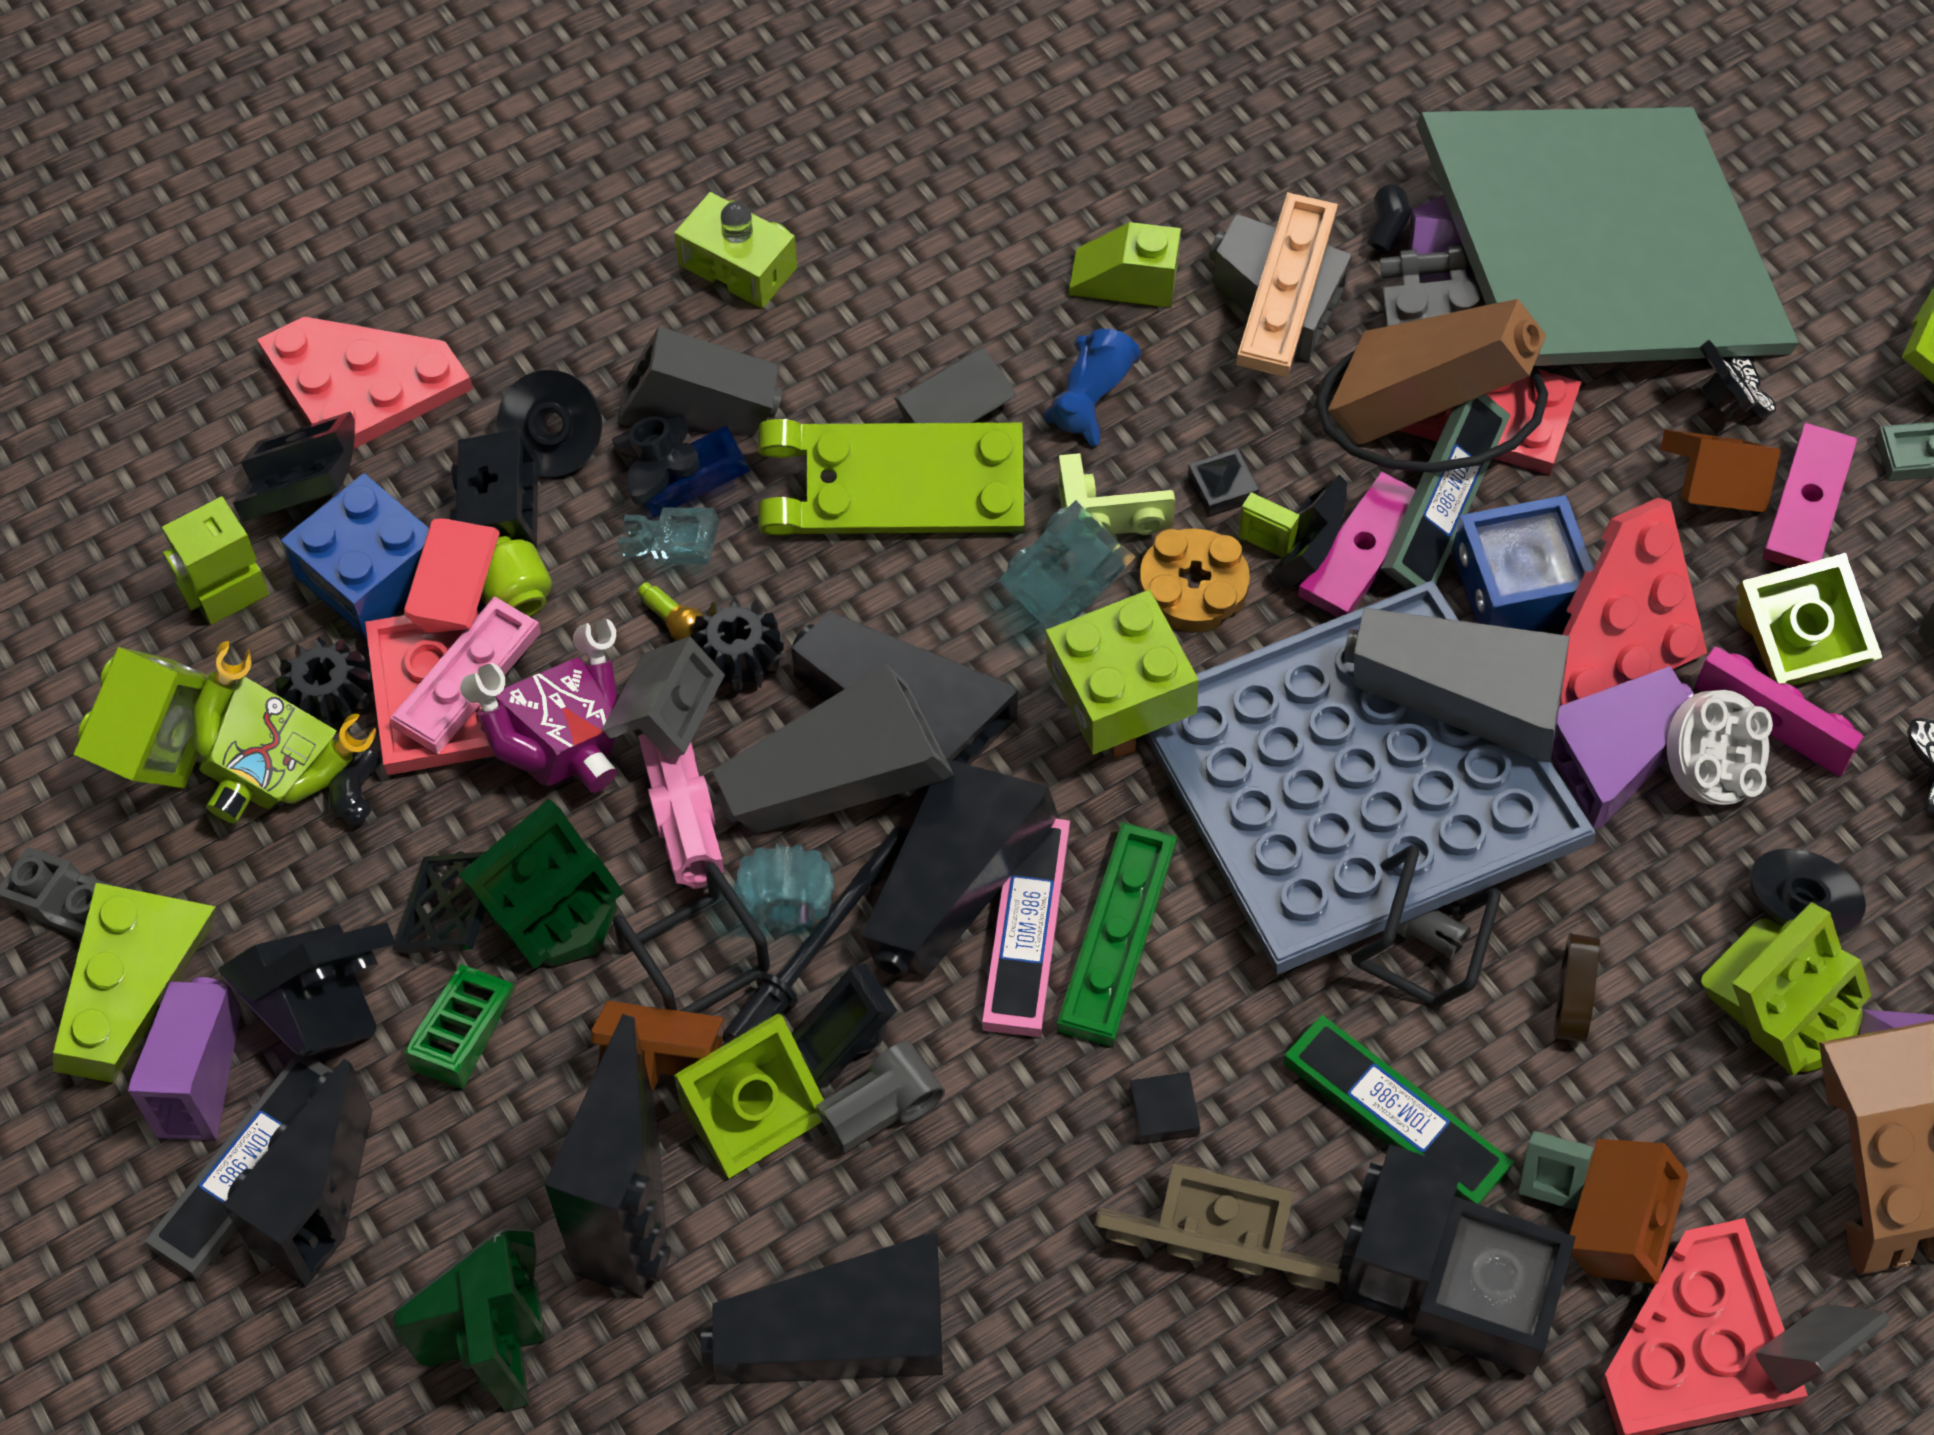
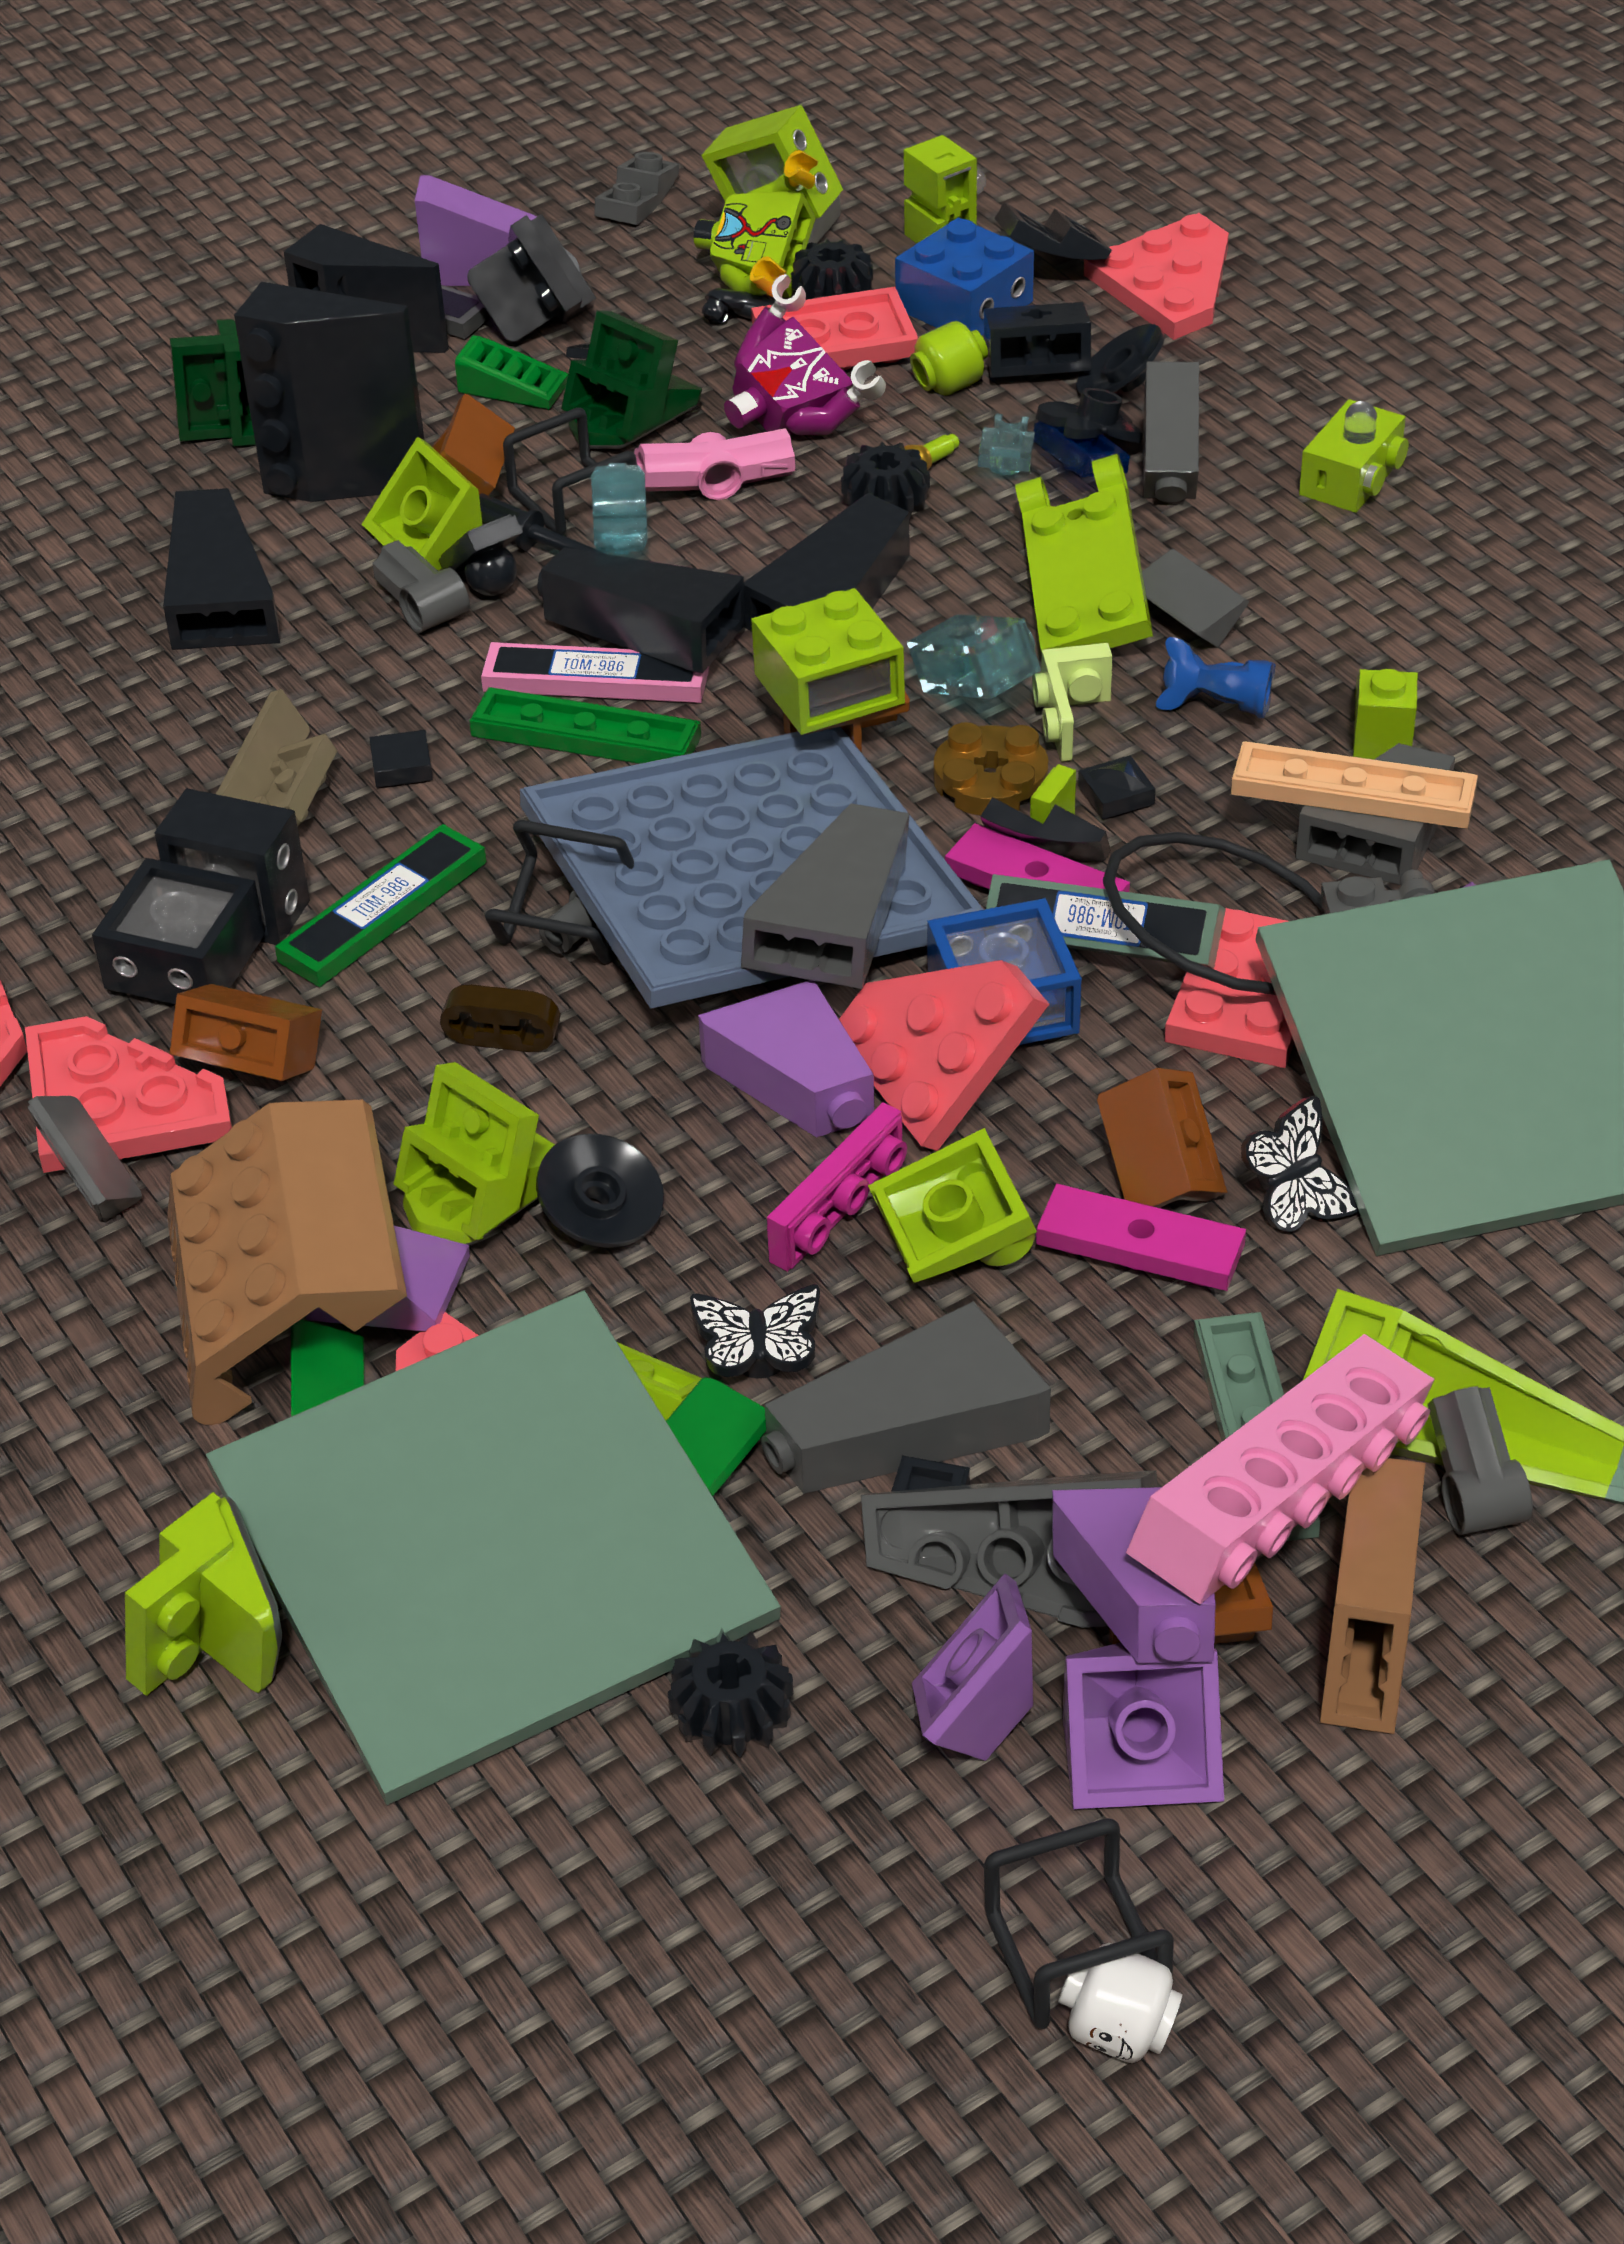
camera: 90 degrees right, 15 degrees down
(121, 974) = (572, 192): lime wedge -> none
(436, 705) = (854, 336): bright pink tile -> none
(450, 575) = (930, 301): coral slope -> none
(667, 696) = (803, 425): dark grey panel -> none
(834, 757) = (751, 517): dark grey slope -> none
(1432, 366) = (1249, 879): medium nougat slope -> none
(1555, 1170) = (305, 987): sand green tile -> none
(1719, 747) = (777, 1120): white tile -> none

